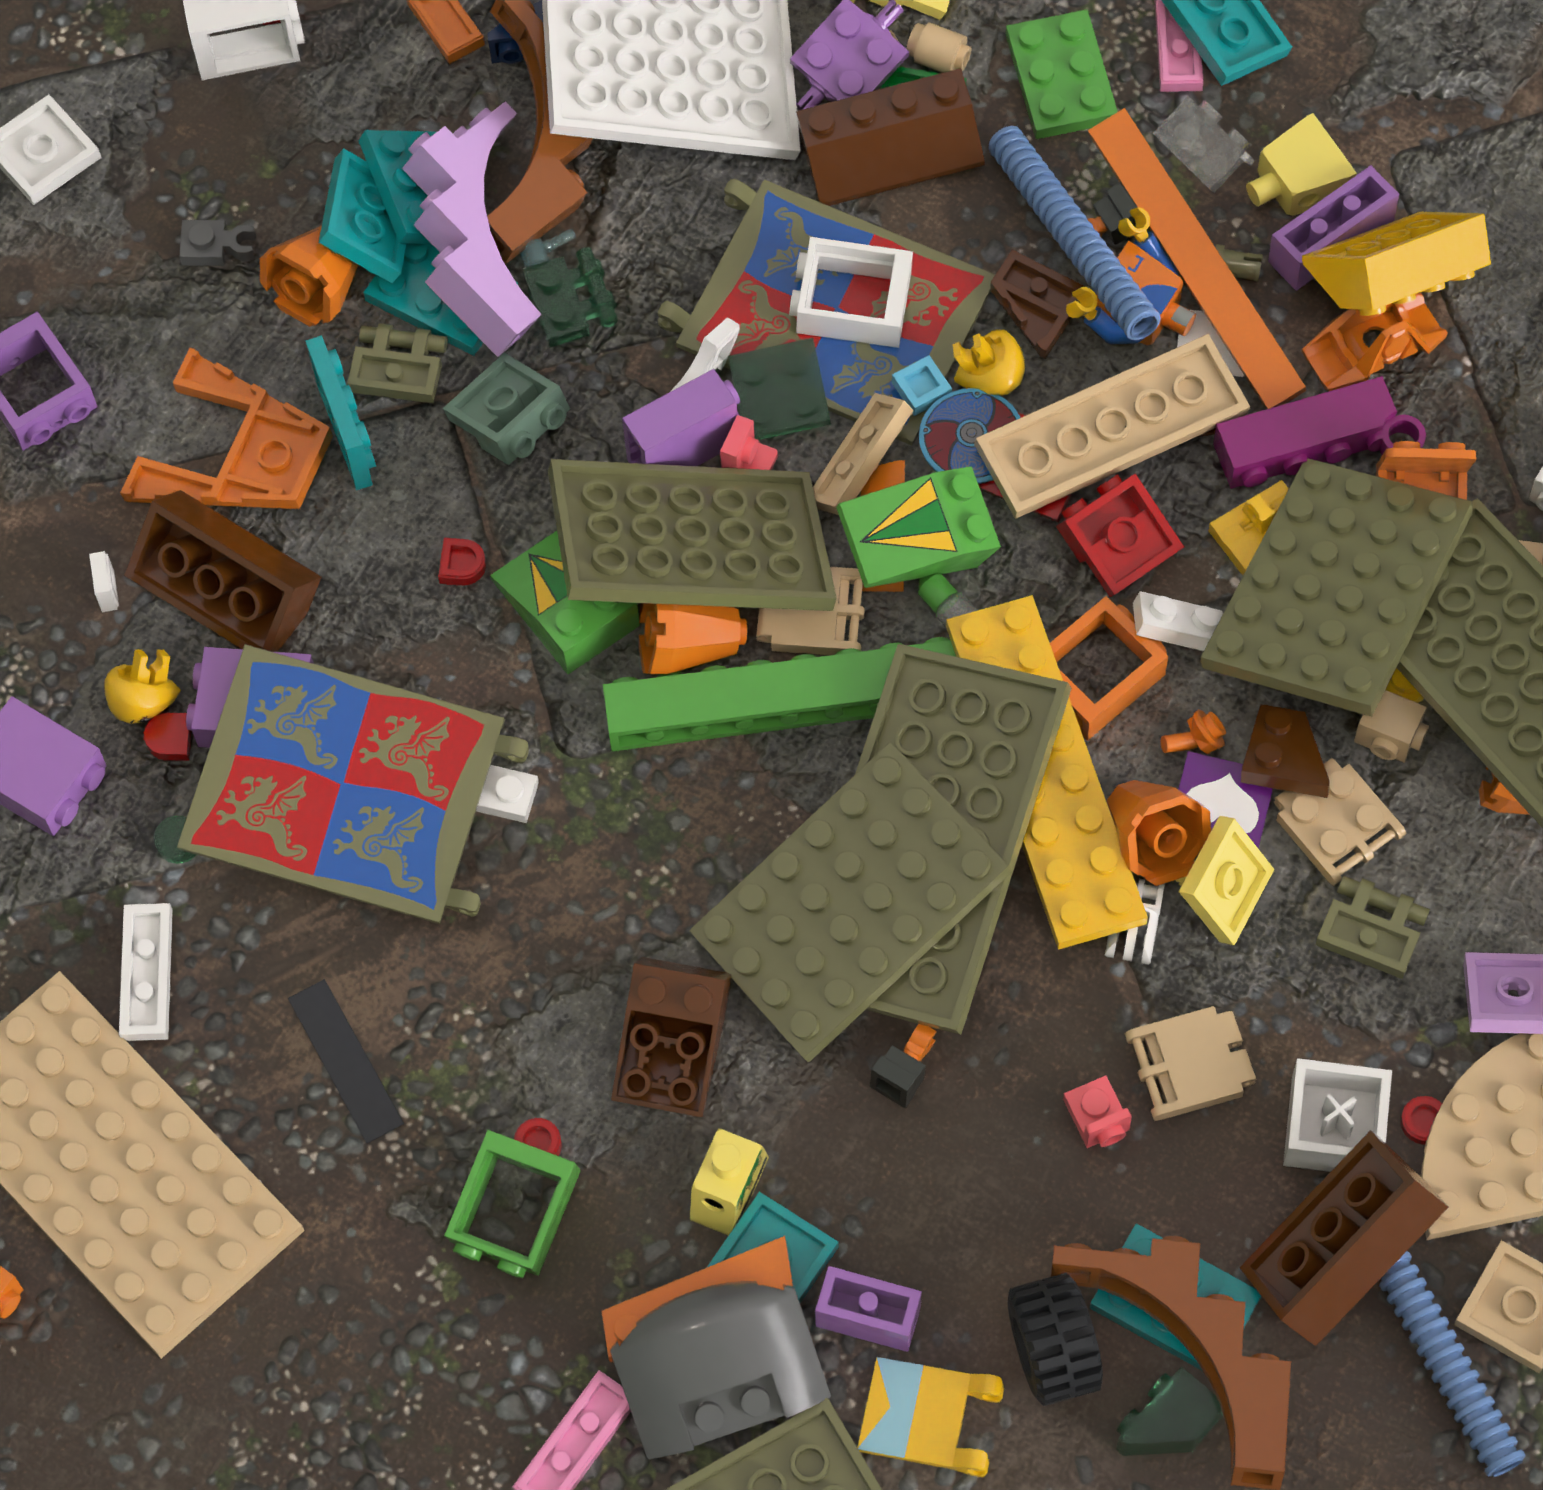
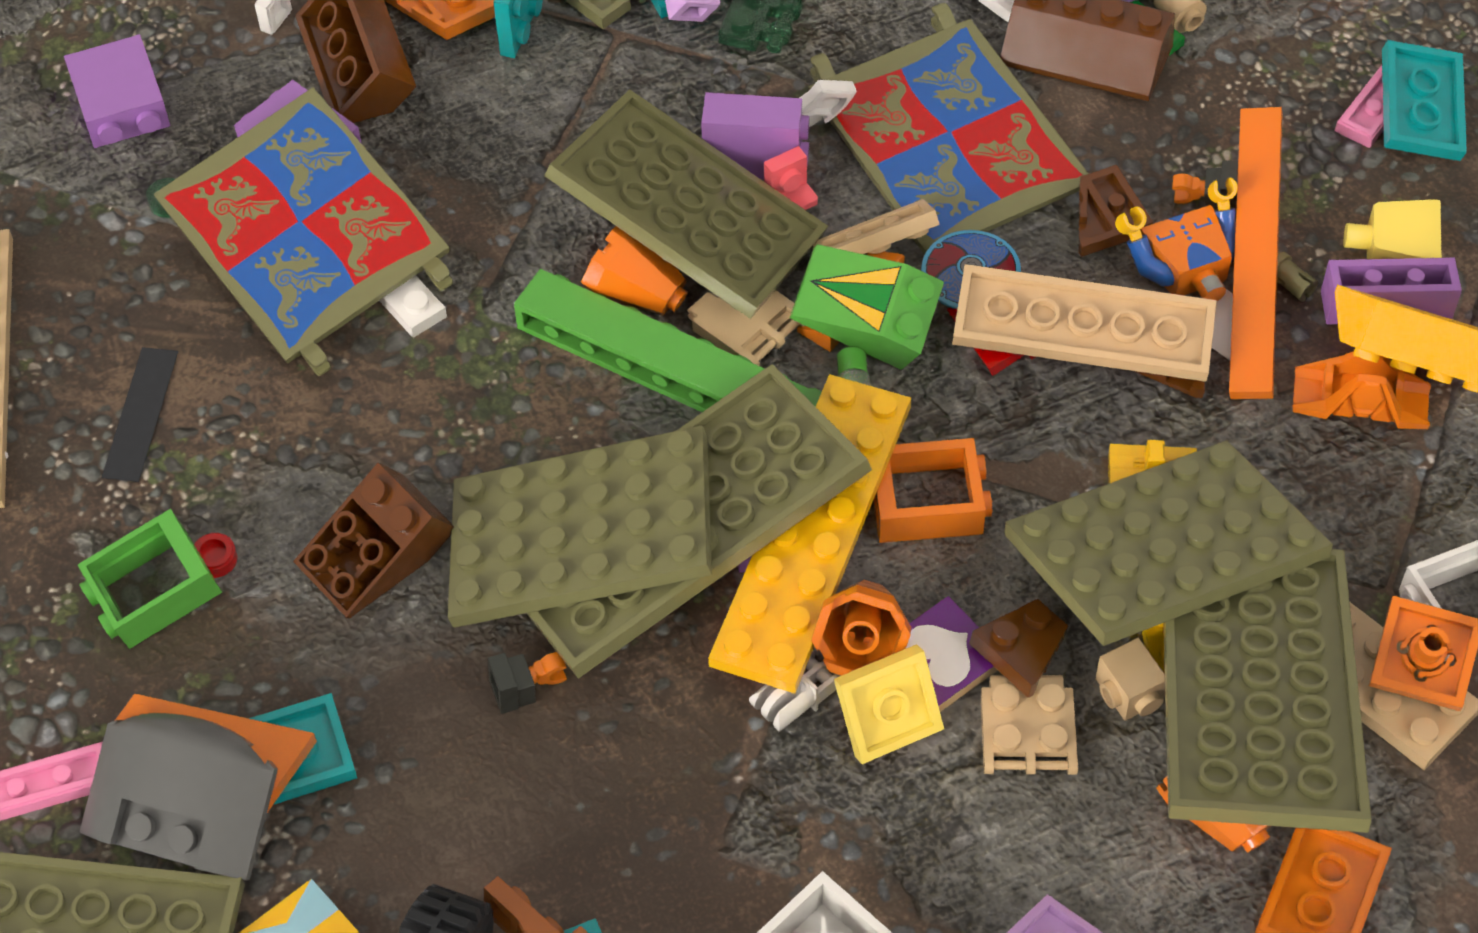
camera: 35 degrees right, 10 degrees down
(139, 692) = (228, 87): yellow piece -> none
(145, 972) = (62, 265): white plate -> none
(168, 737) = (220, 128): red tile -> none
(461, 562) = (526, 140): red tile -> none
(508, 408) = (647, 58): sand green plate -> none
(567, 628) = (563, 224): bright green slope -> none
(728, 1177) = (314, 663): light yellow torso -> none
(780, 388) = (855, 158): clear green plate -> none
(858, 260) = (971, 162): white window -> none
(868, 1308) = (328, 832): medium lavender brick -> none
(921, 384) = (963, 212): medium azure plate -> none
(991, 364) = (1030, 230): yellow piece -> none
(1061, 73) = (1263, 71): bright green plate -> none
(1074, 233) = (1169, 176): medium blue piece -> none
(1098, 1113) = (641, 816): coral bracket -> none
(1119, 533) = (1028, 405): red plate -> none
(1174, 620) = (1011, 486): white plate -> none
(1192, 1061) = (749, 827): tan plate -> none
(1202, 143) = (1336, 178): clear bracket -> none
(1205, 733) = (974, 593): orange plate -> none
(1314, 428) = (1257, 426): magenta hinge -> none
(1370, 938) = (976, 830): olive plate -> none
(1436, 470) = (1325, 503): orange bracket -> none

